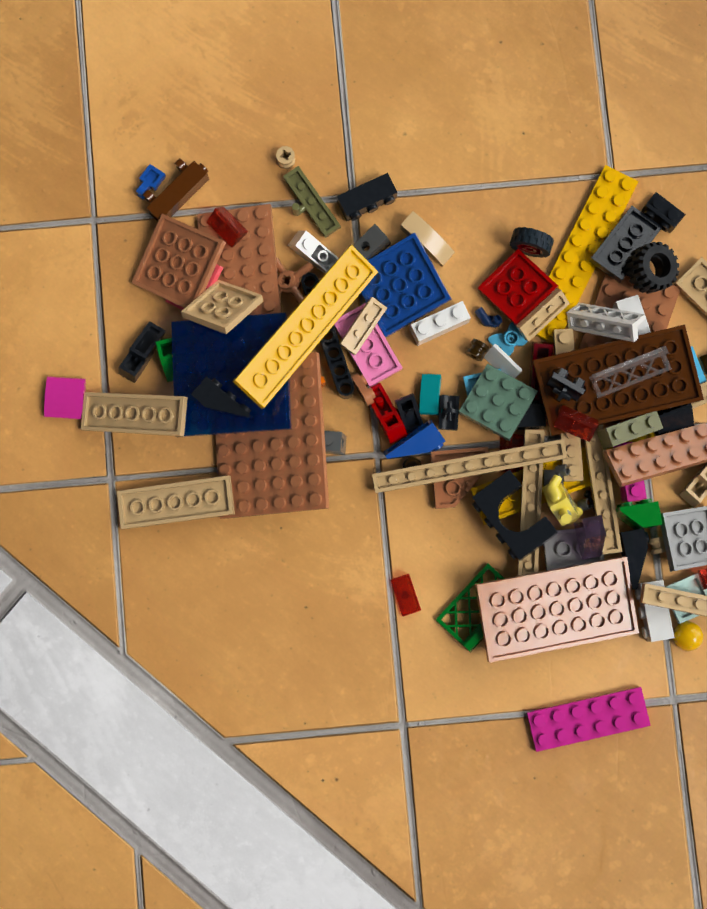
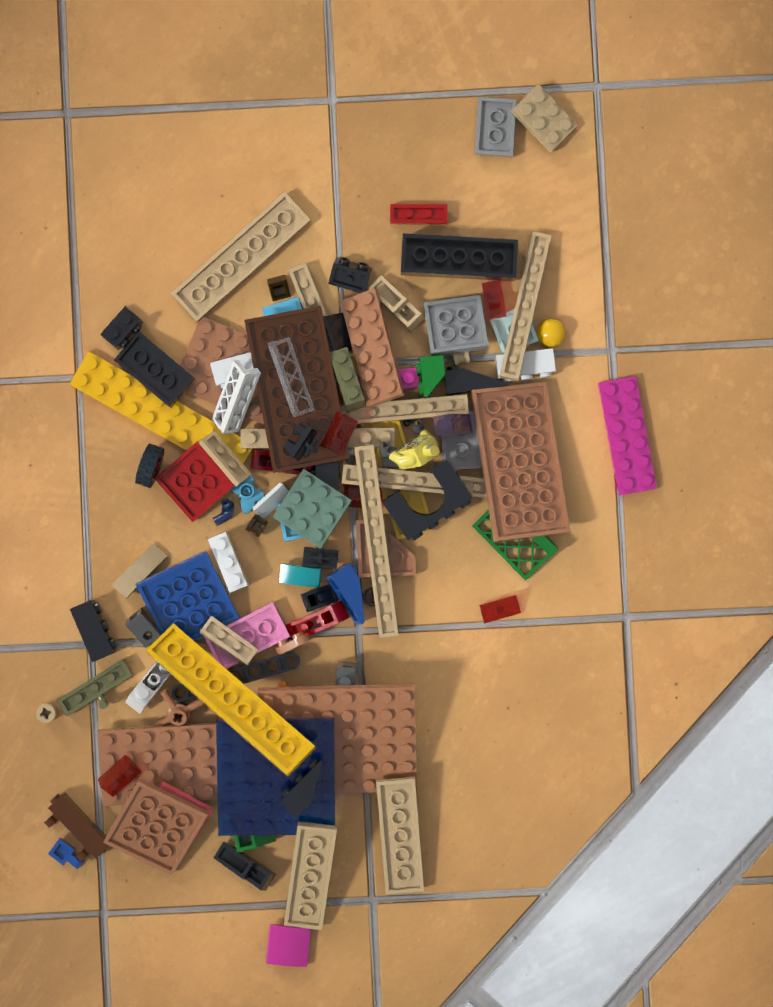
camera: 85 degrees left, 5 degrees up
(222, 306) = (206, 783): tan plate -> none
(664, 264) = (182, 332): black tyre -> none

